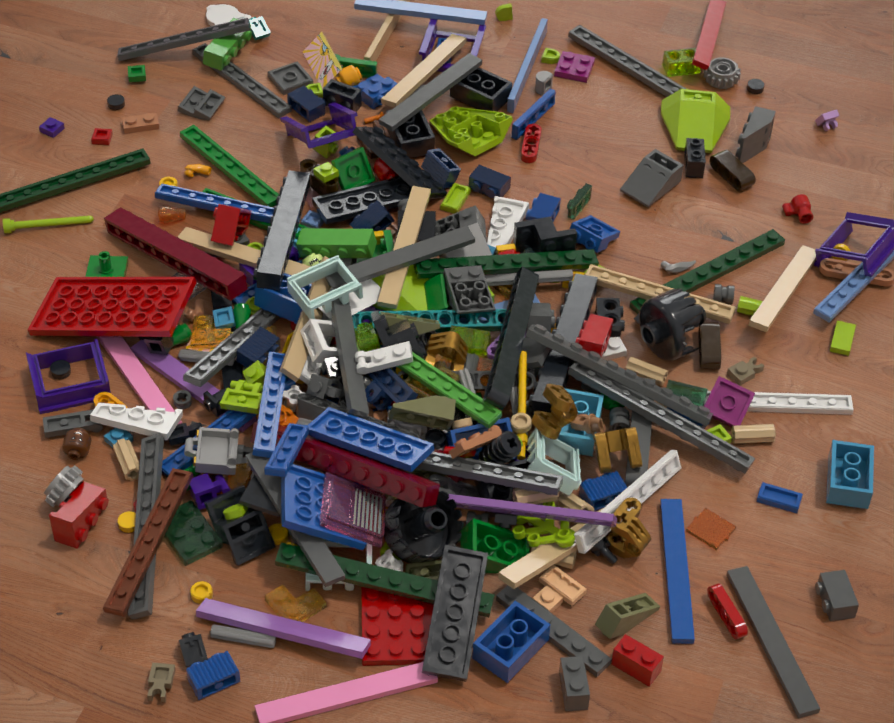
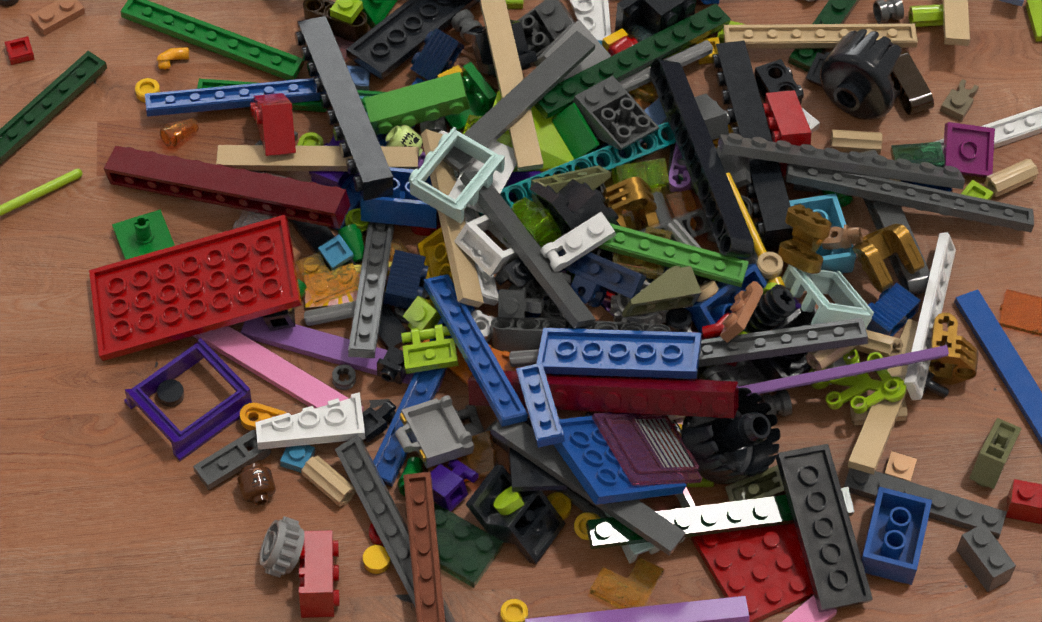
camera: 25 degrees left, 10 degrees up
(389, 561) = (709, 494): white brick -> none
(498, 542) = (813, 425): green slope -> none
(506, 520) = (812, 392): black plate -> none
(563, 585) = (911, 445): light nougat plate -> none
(619, 418) = (859, 214): dark grey wheel -> none

